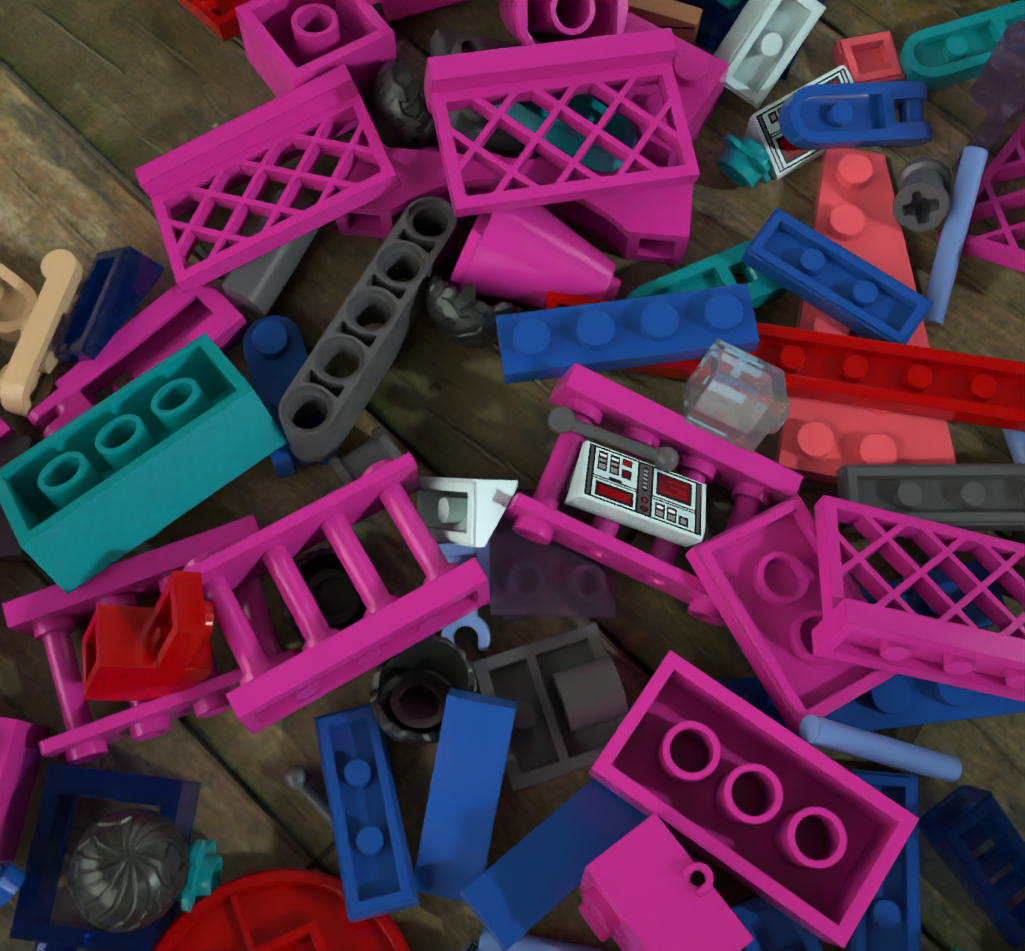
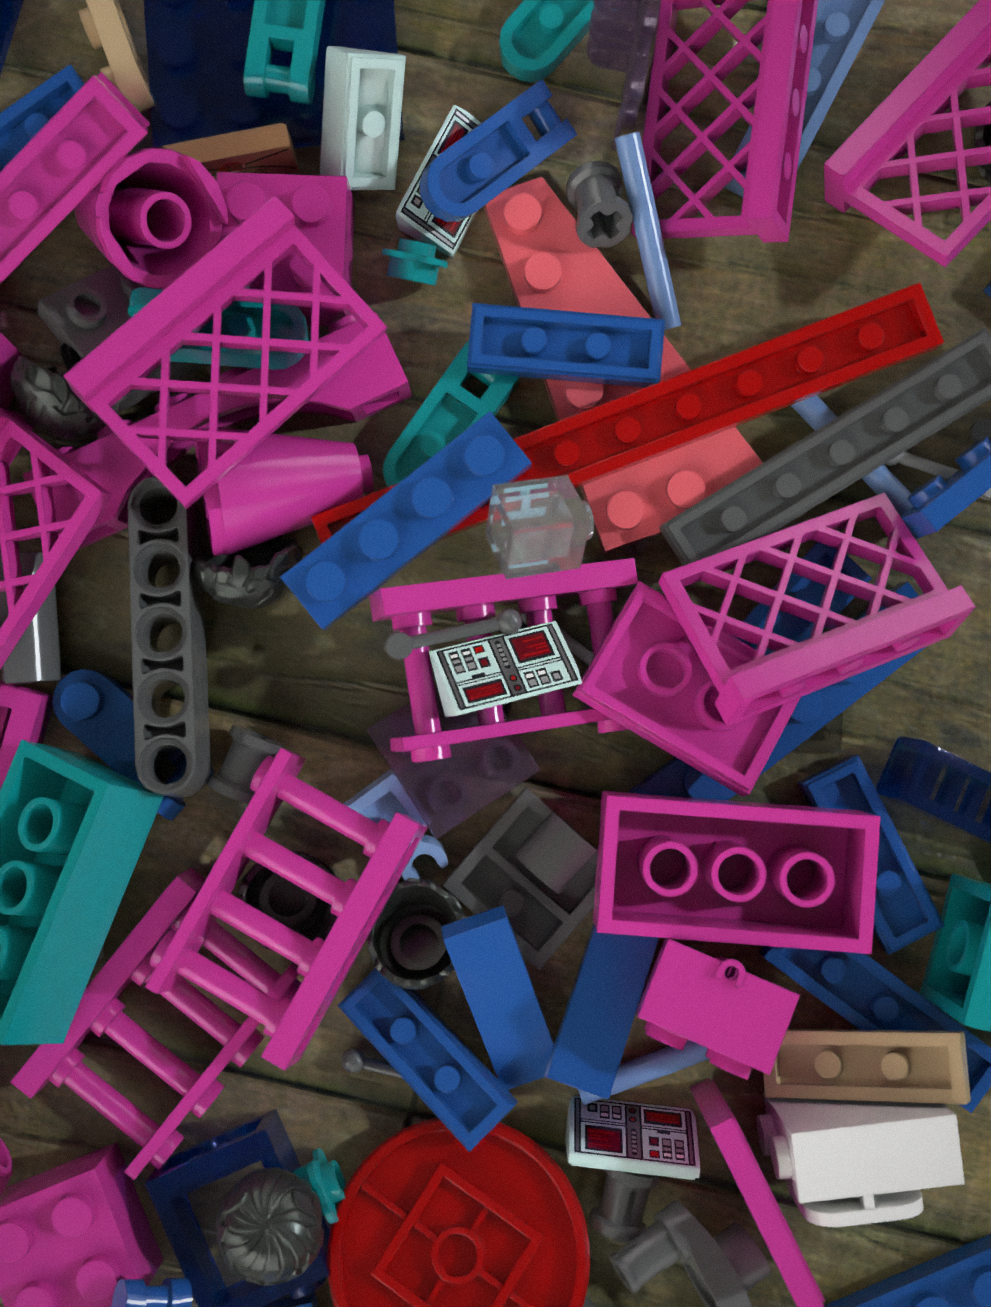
camera: 35 degrees left, 15 degrees up
(149, 650) = (165, 1048): red brick -> none
(463, 508) = (354, 760): light aqua slope -> none
(869, 58) = (475, 77): coral tile -> none
(879, 748) = (818, 763): medium blue bar -> none

